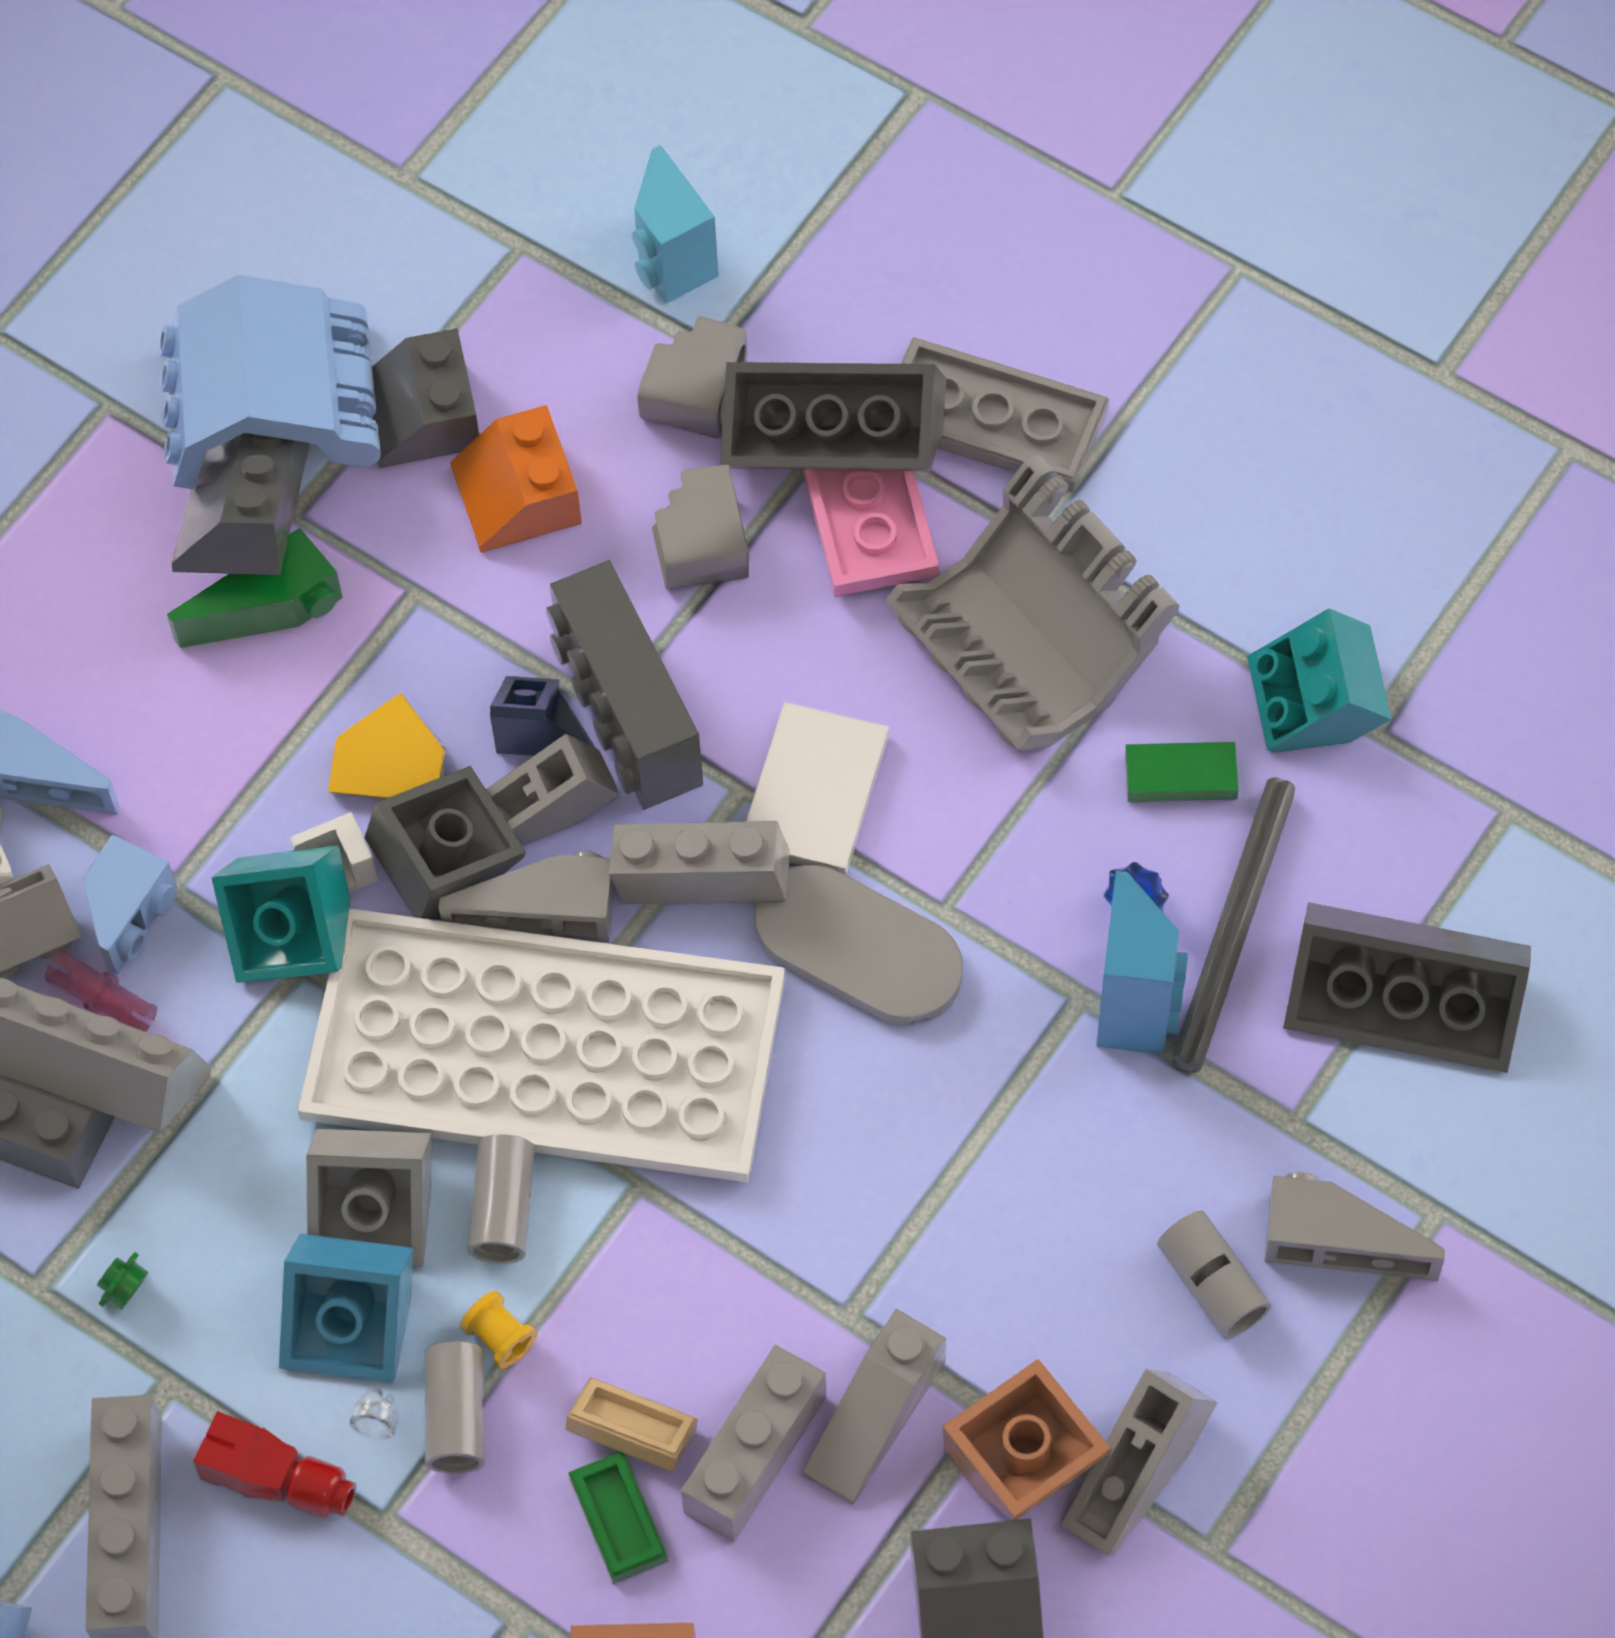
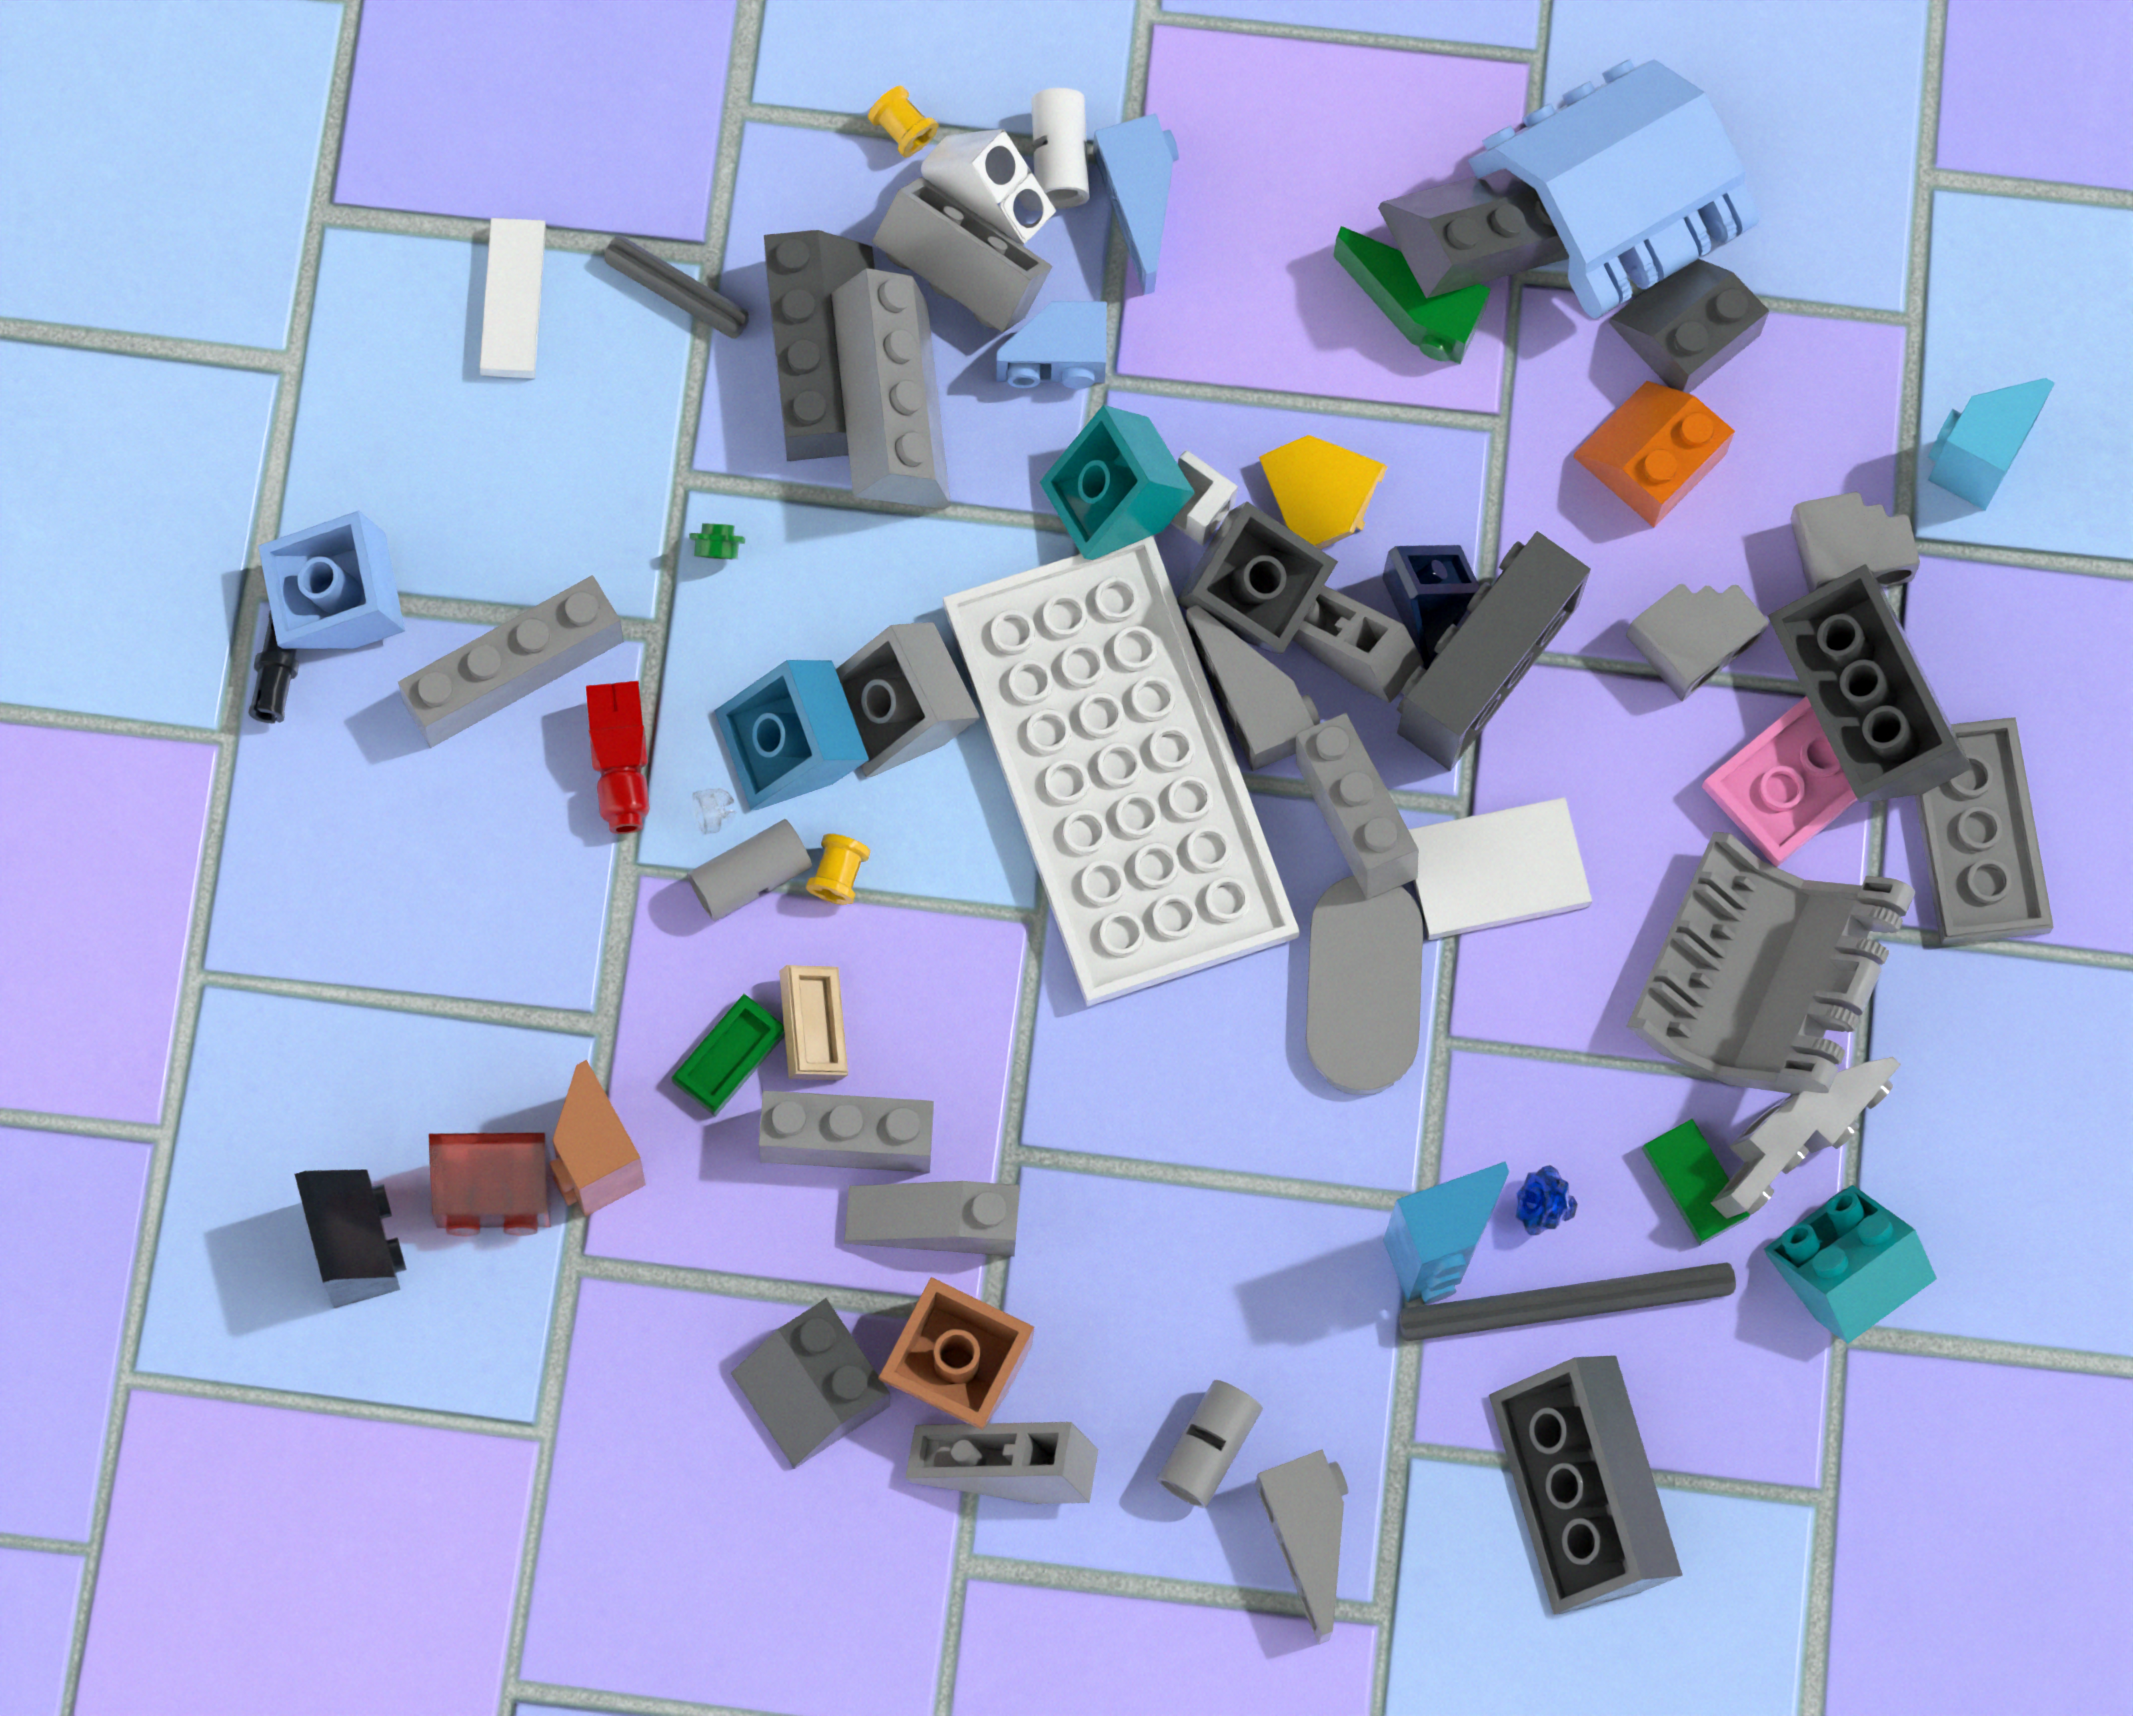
camera: 55 degrees right, 10 degrees up
(99, 991) = (965, 377): clear pink pin -> none
(501, 1199) = (955, 807): light grey pin -> none
(1184, 680) = (1801, 1126): none -> light grey slope

